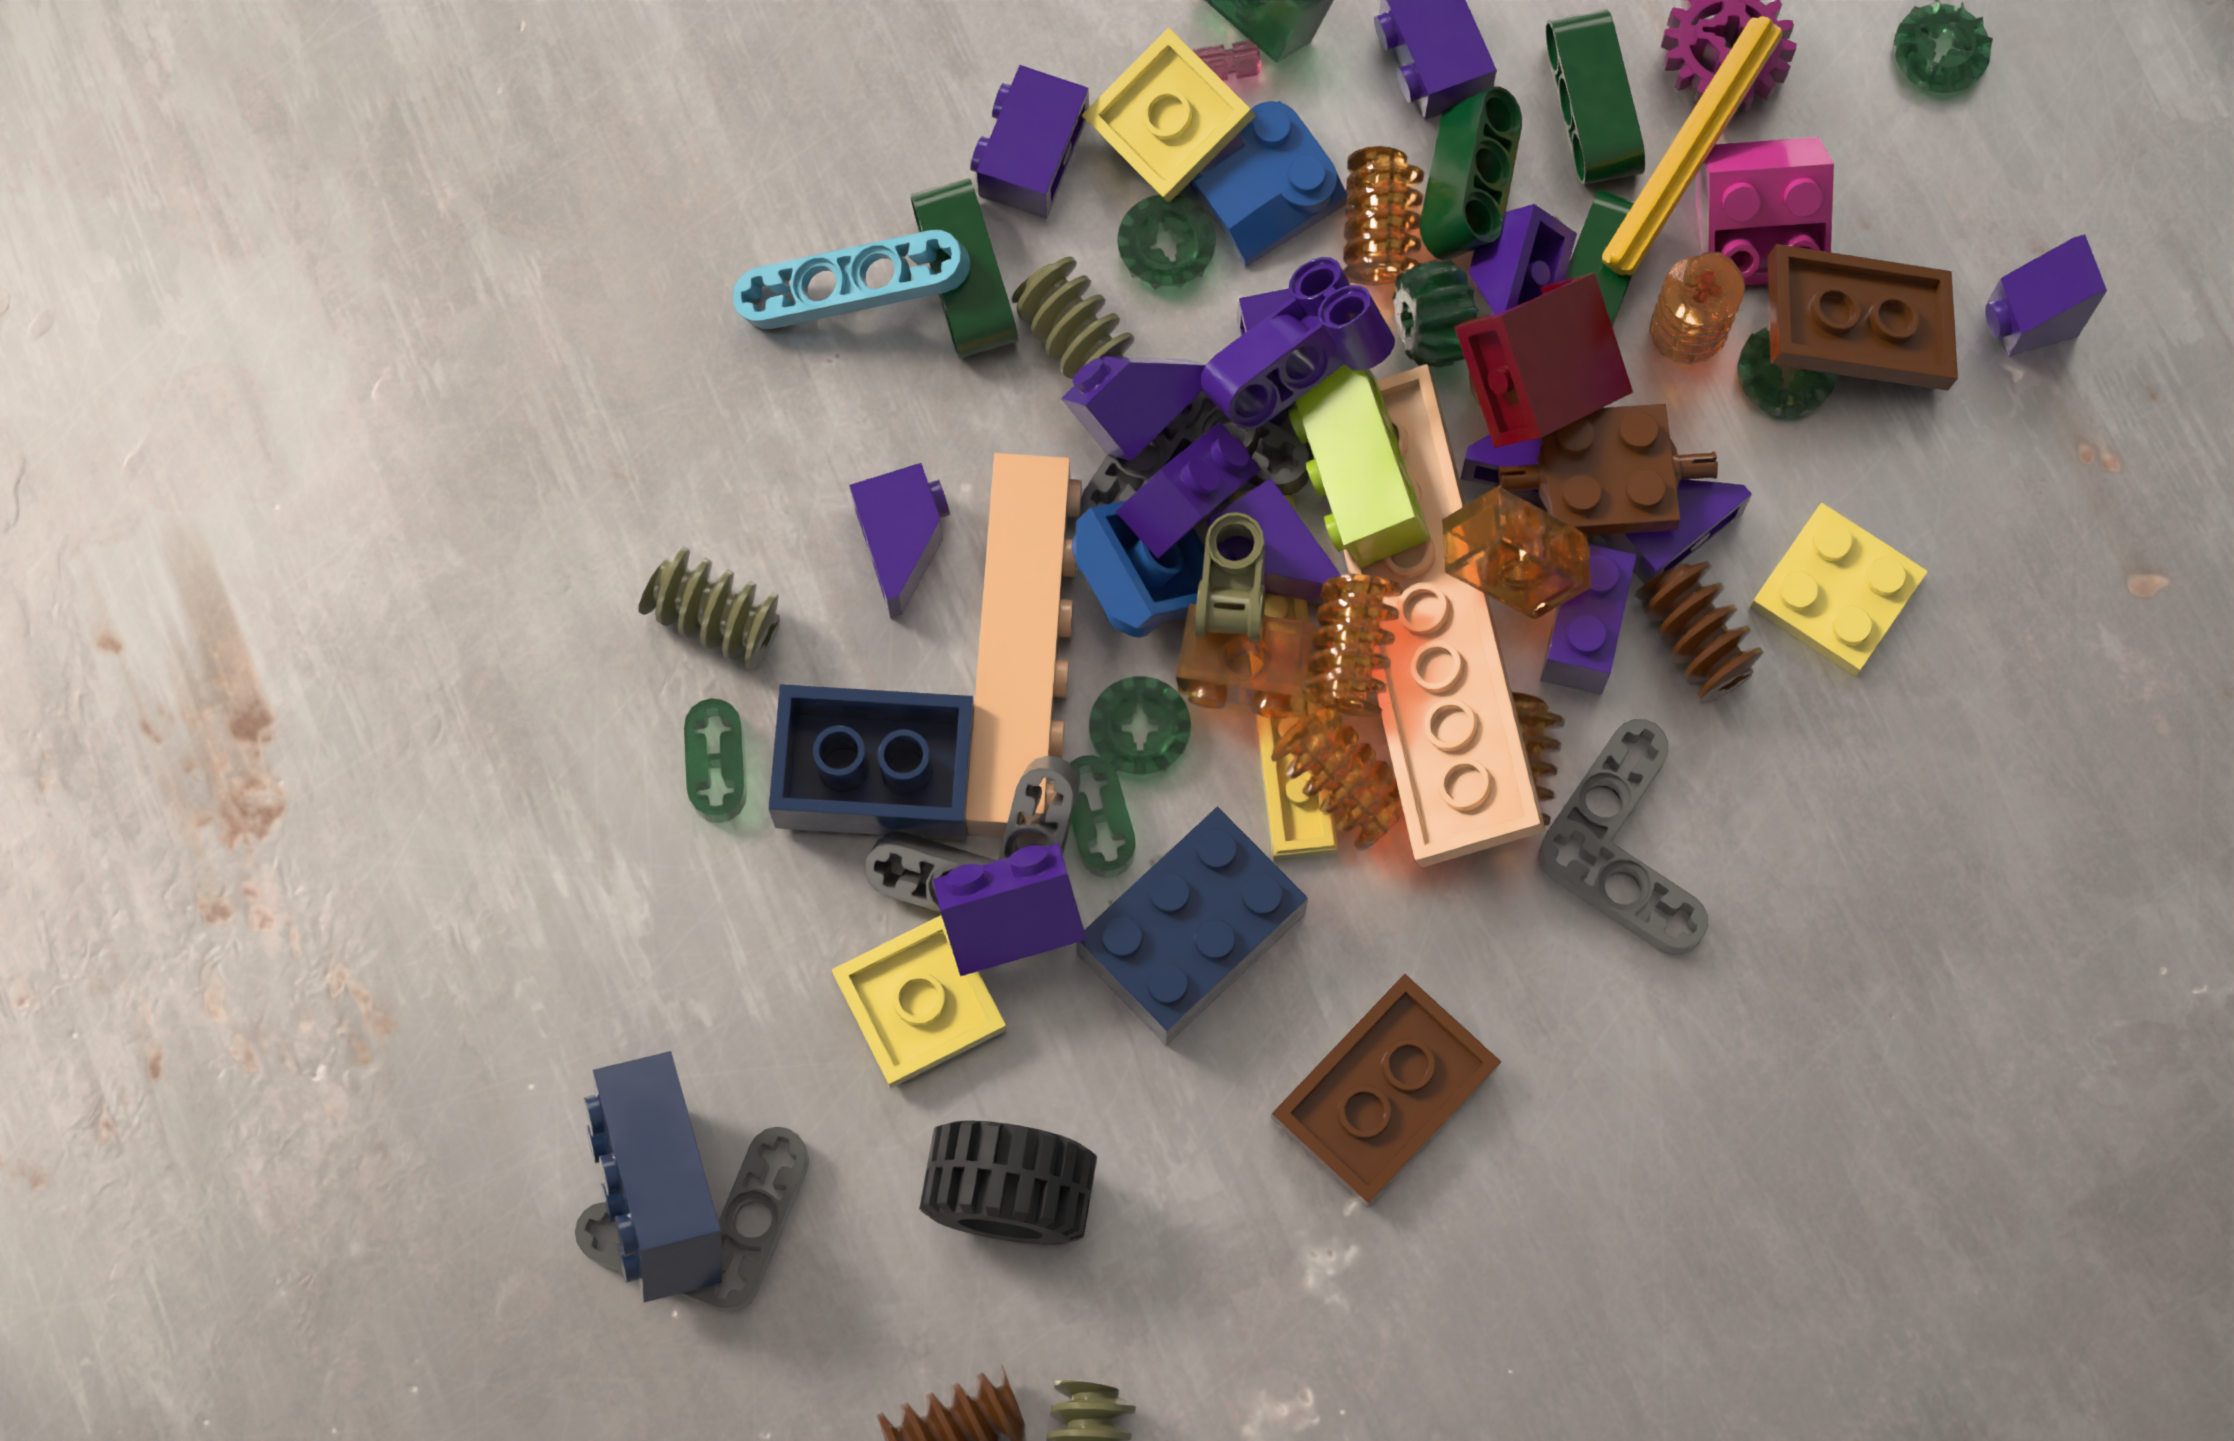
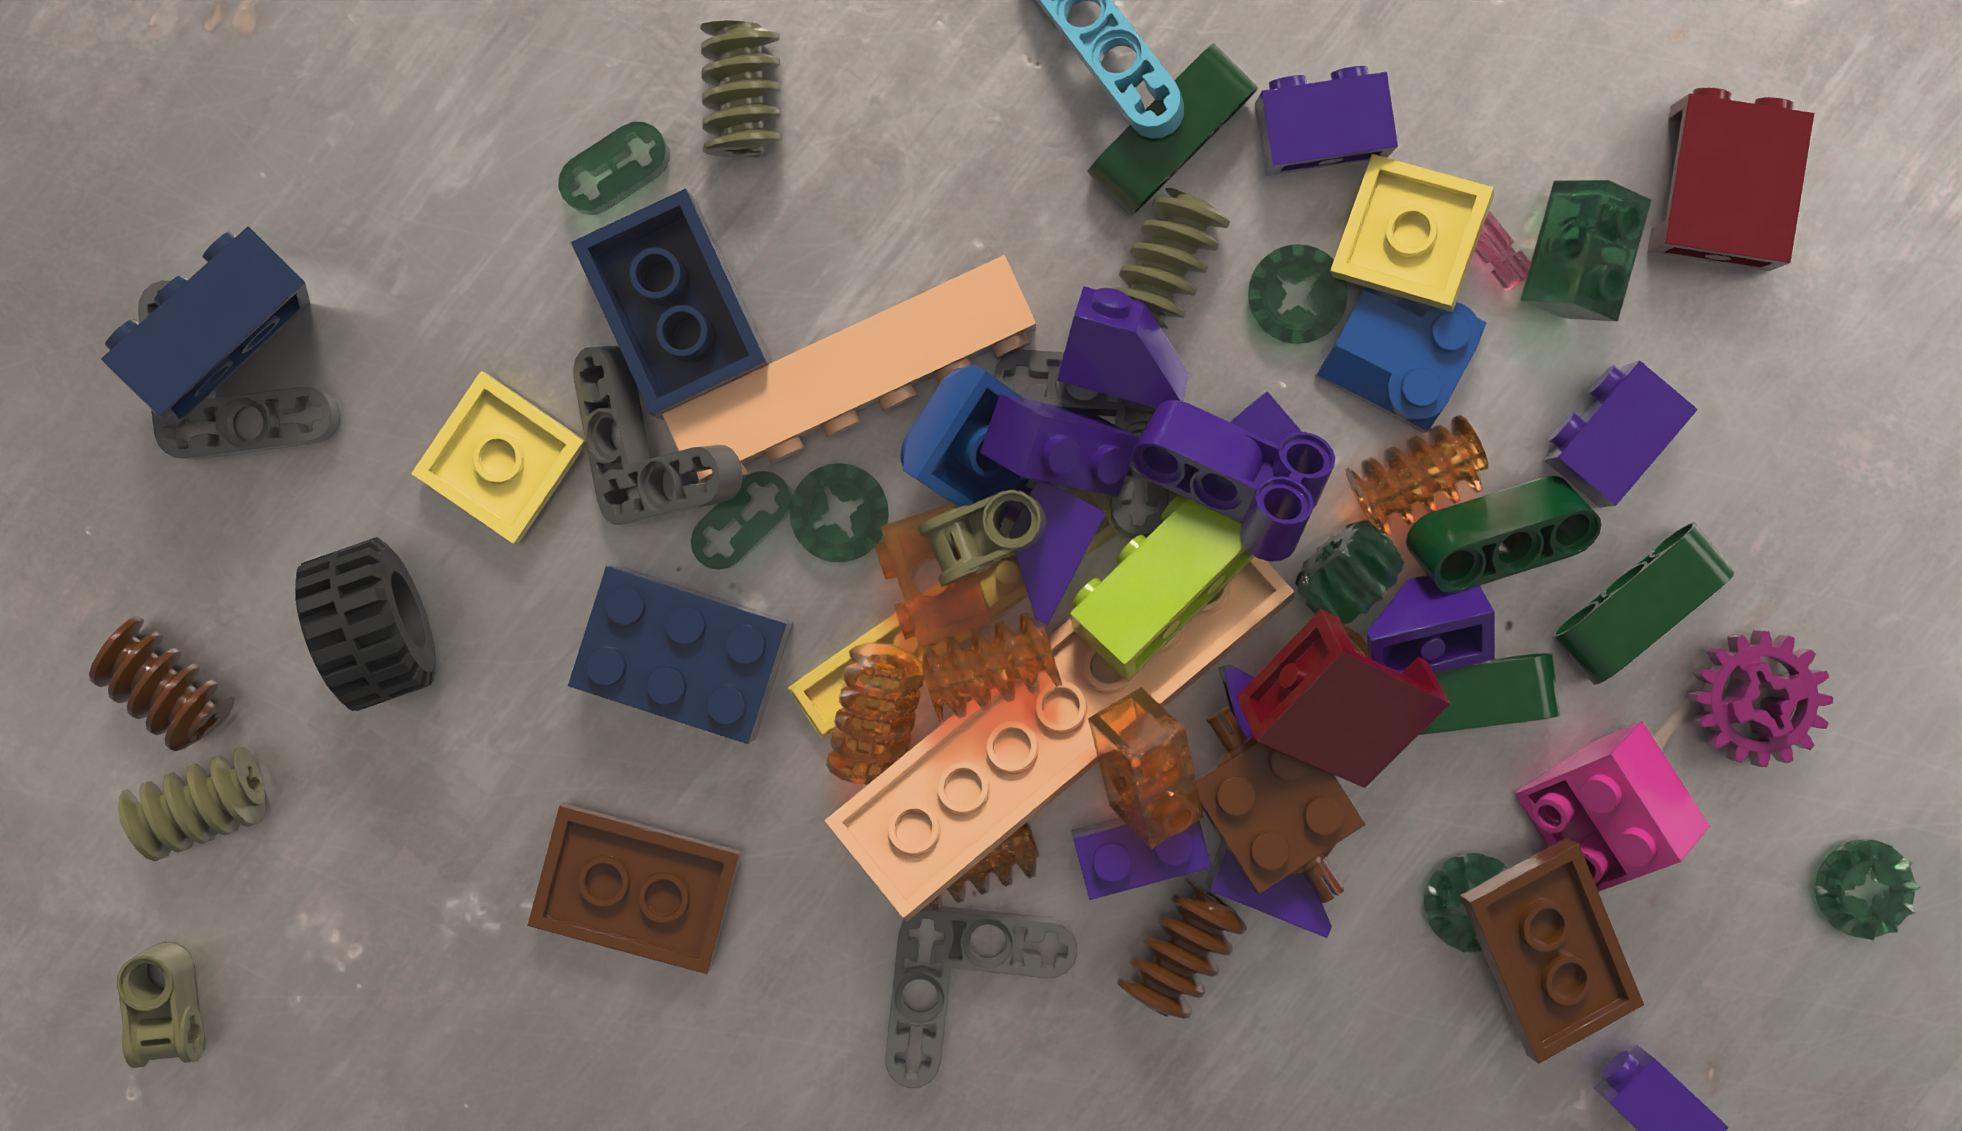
camera: 60 degrees right, 15 degrees up
(900, 528) = (897, 210): dark purple slope -> none
(1009, 908) = (594, 497): dark purple brick -> none
(1692, 146) = (1635, 722): yellow axle -> none
(1697, 307) = (1497, 802): clear orange piece -> none
(1838, 589) = (1290, 1047): light yellow plate -> none

